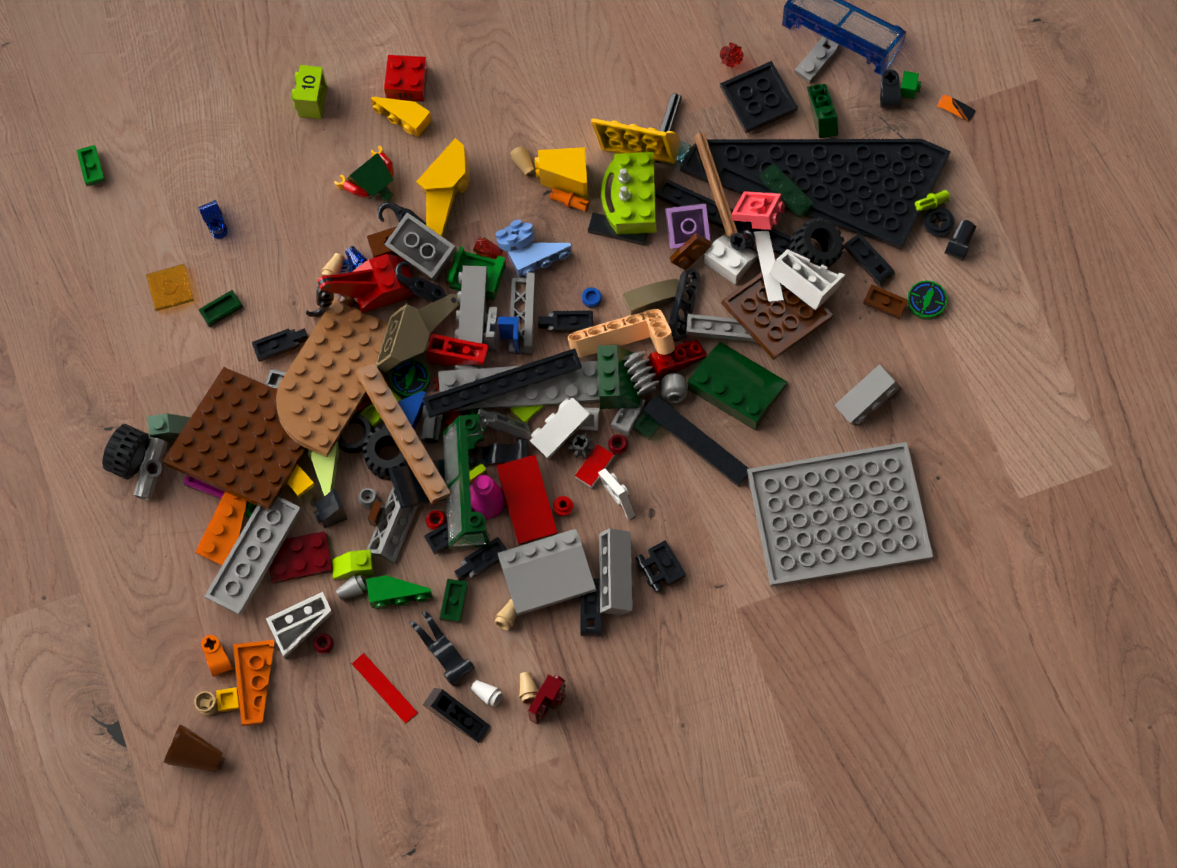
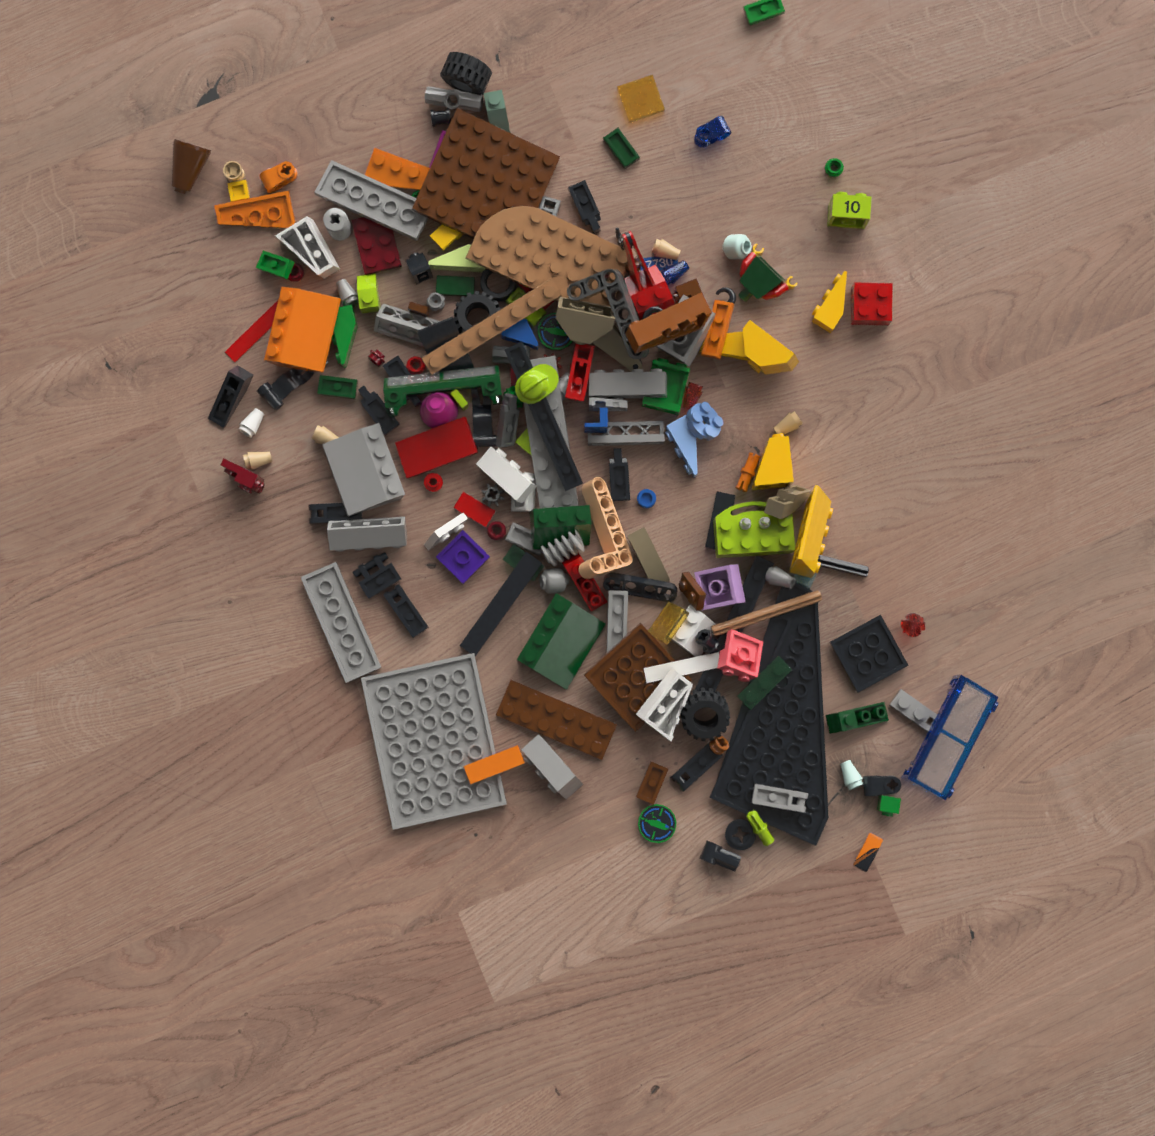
camera: 85 degrees right, 15 degrees up
(168, 484) = (440, 117): none -> black bush
(259, 104) = (834, 162): none -> green plate
(276, 591) = (337, 224): none -> light grey piece
(314, 660) = (275, 264): none -> green plate
(336, 198) = (737, 246): none -> light aqua head
(352, 477) = (455, 285): none -> dark green tile
(390, 630) = (302, 329): none -> orange slope
(392, 303) = (611, 289): none -> dark grey beam
(416, 248) = (669, 323): none -> dark orange wedge
(424, 559) = (376, 357): none -> dark red plate
(434, 220) = (718, 330): none -> orange tile
(468, 386) = (536, 383): none -> lime piece
(603, 158) = (786, 501): none -> dark tan slope
(644, 478) = (462, 556): none -> dark purple plate
(680, 170) = (778, 577): none -> light grey cone
(700, 537) = (406, 611): none -> black plate
(709, 604) = (341, 622): none -> light grey plate
(721, 275) = (668, 622): none -> clear yellow tile
(818, 393) = (556, 719): none -> reddish brown plate
(848, 234) = (719, 745): none -> dark orange bush
(865, 451) = (494, 764): none -> orange tile
(881, 117) = (851, 776): none -> light aqua cone
(902, 180) = (778, 798): none -> light grey plate

